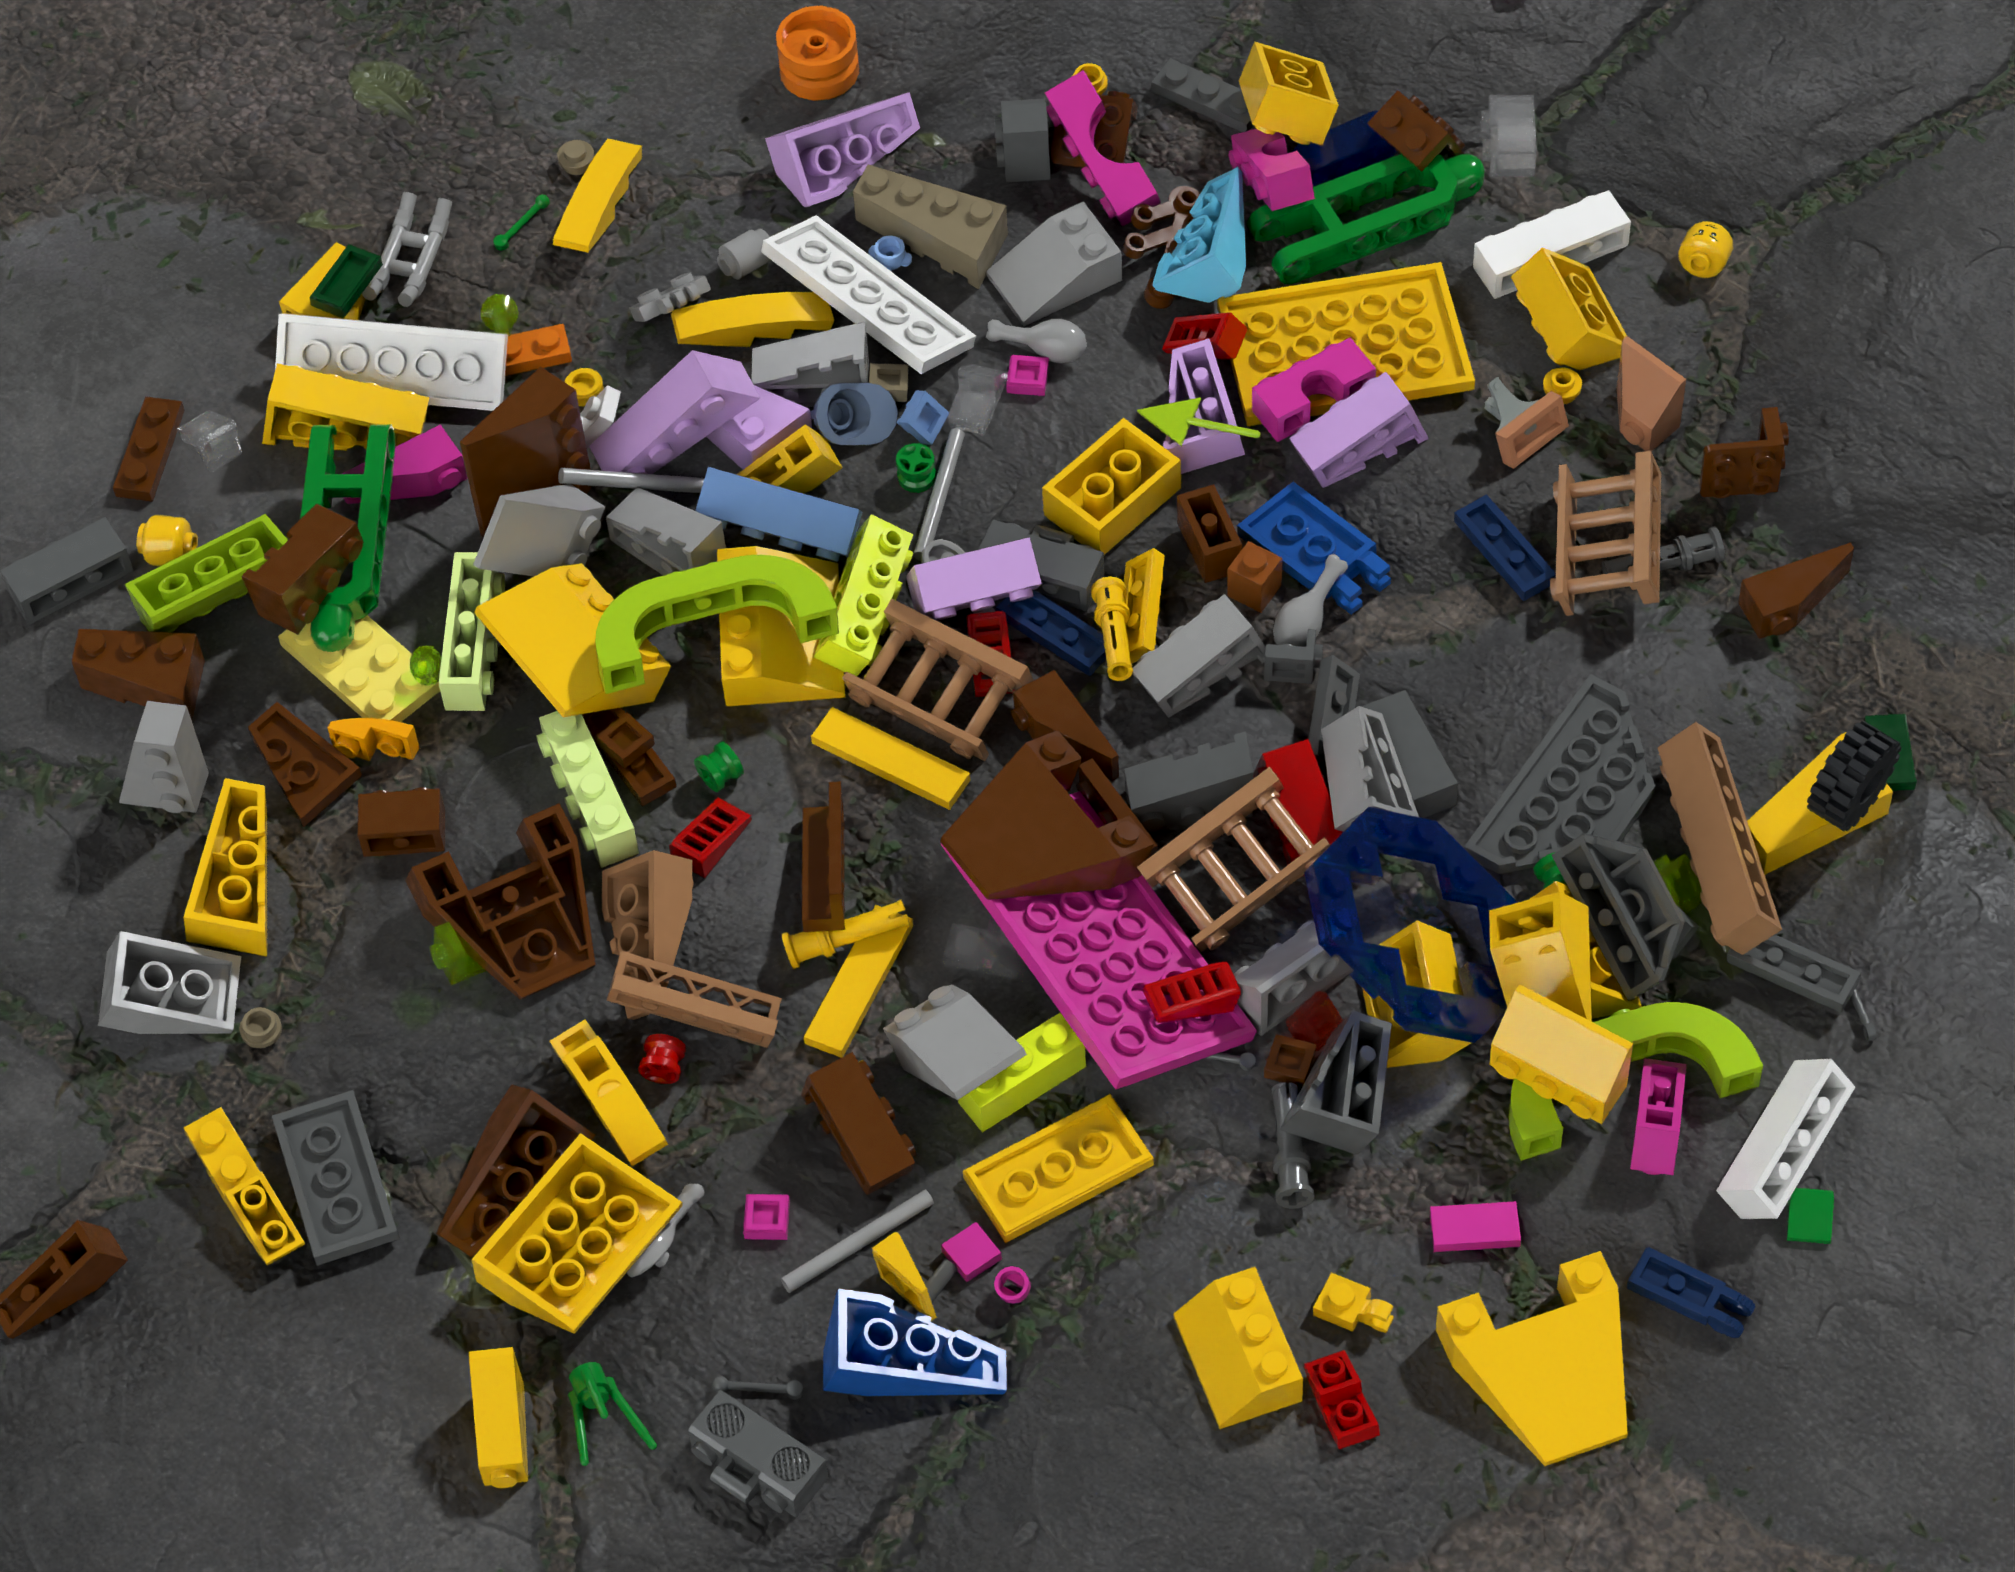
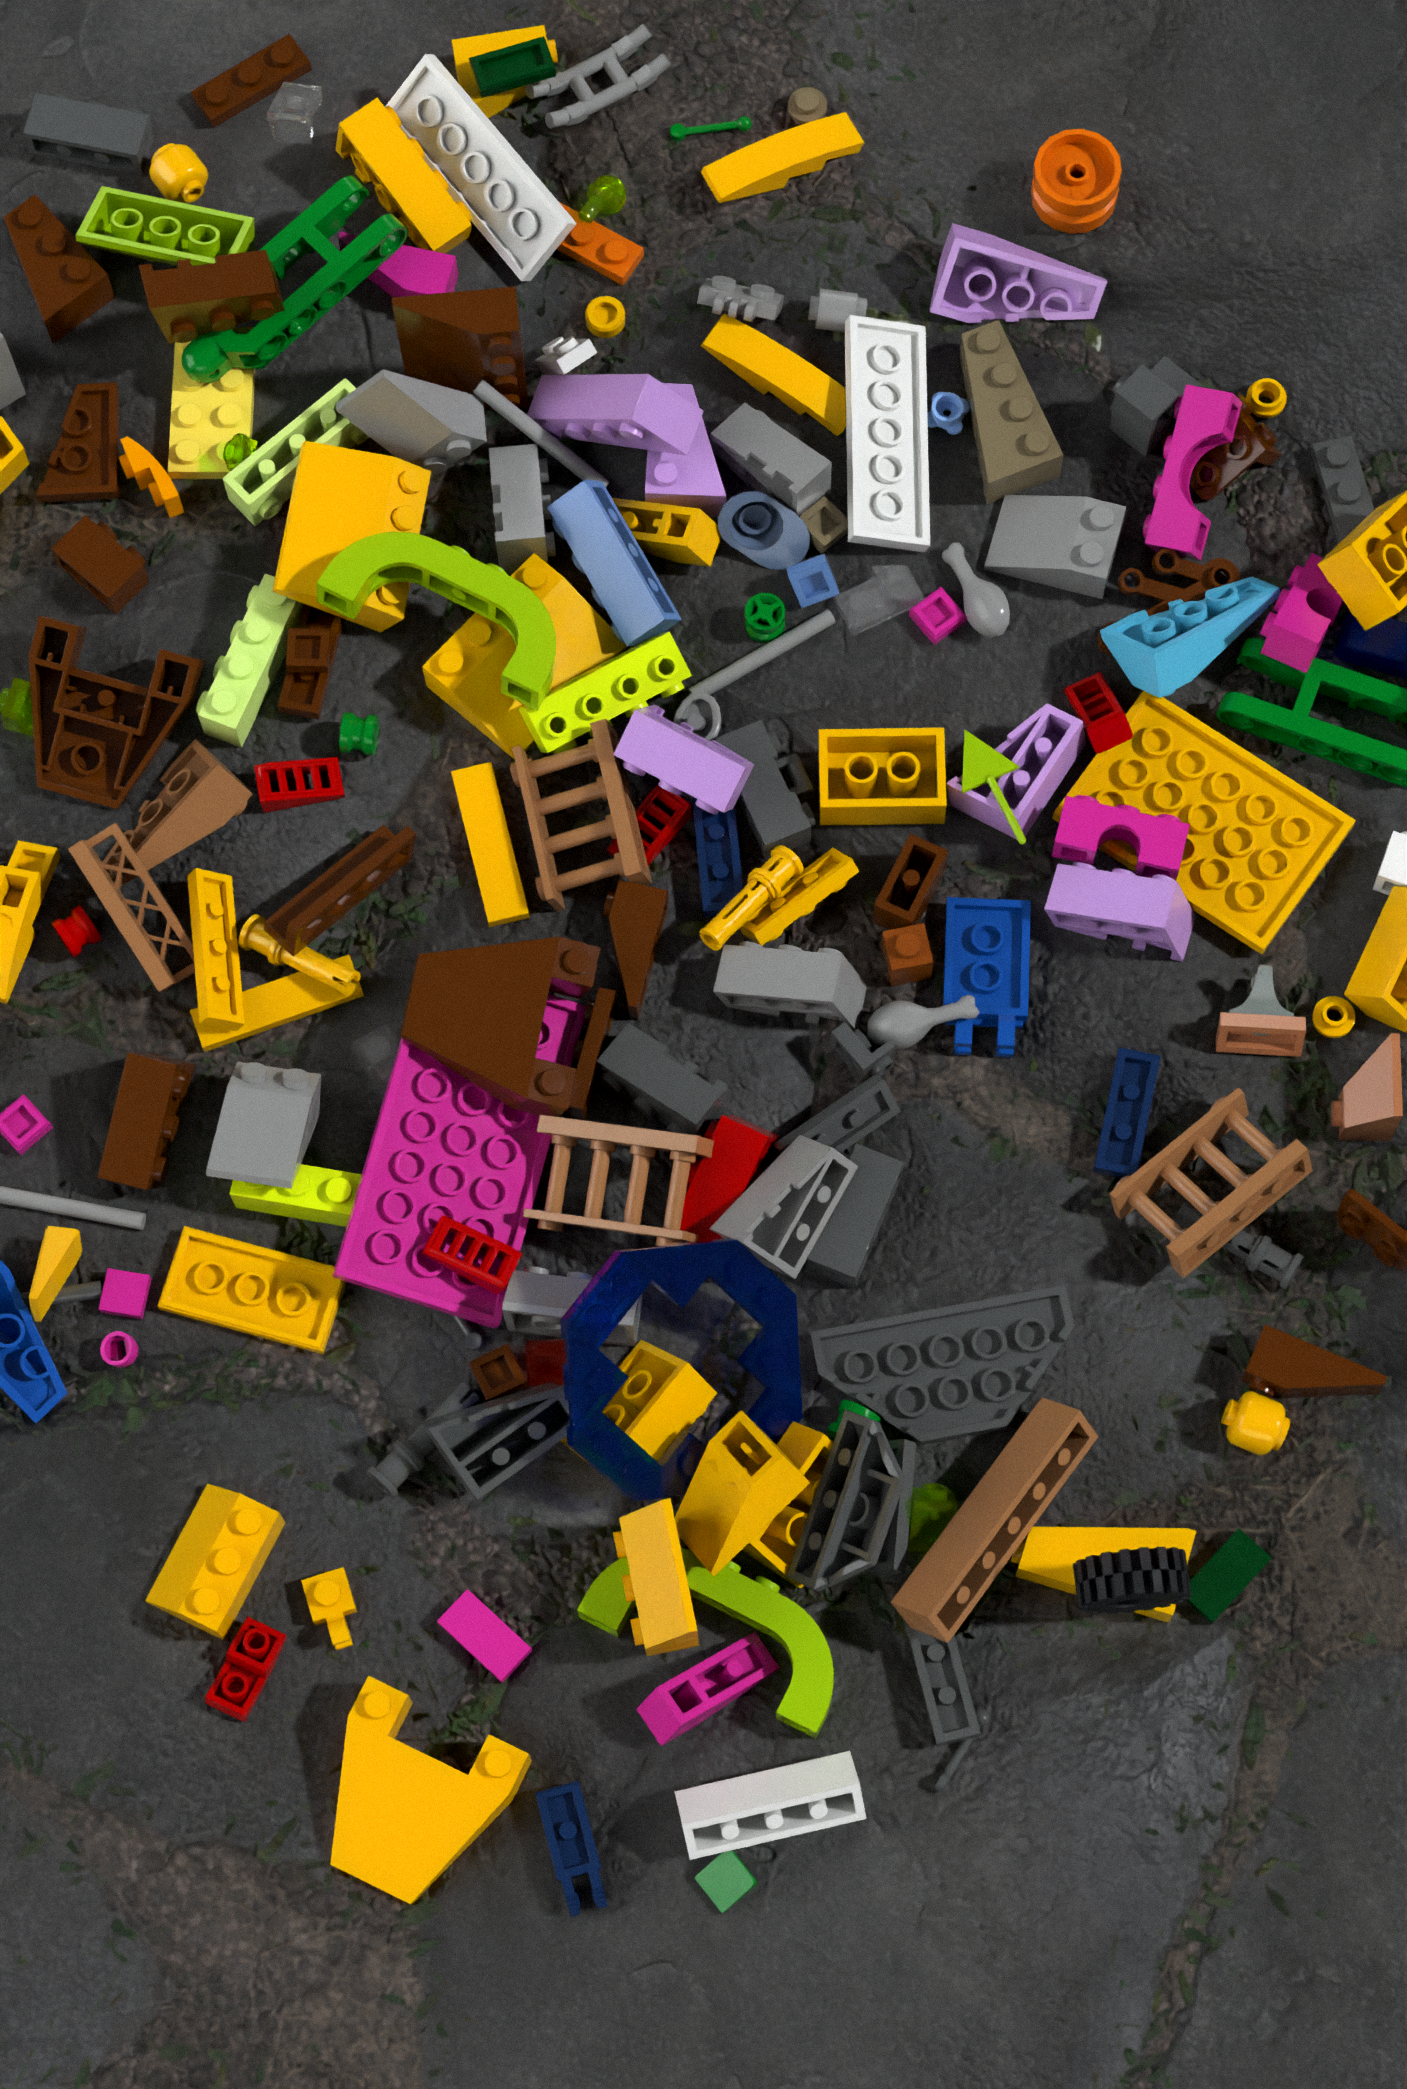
camera: 45 degrees right, 15 degrees up
(780, 978) = (215, 949): none -> yellow plate
(1803, 645) = (1256, 1423): none -> yellow head

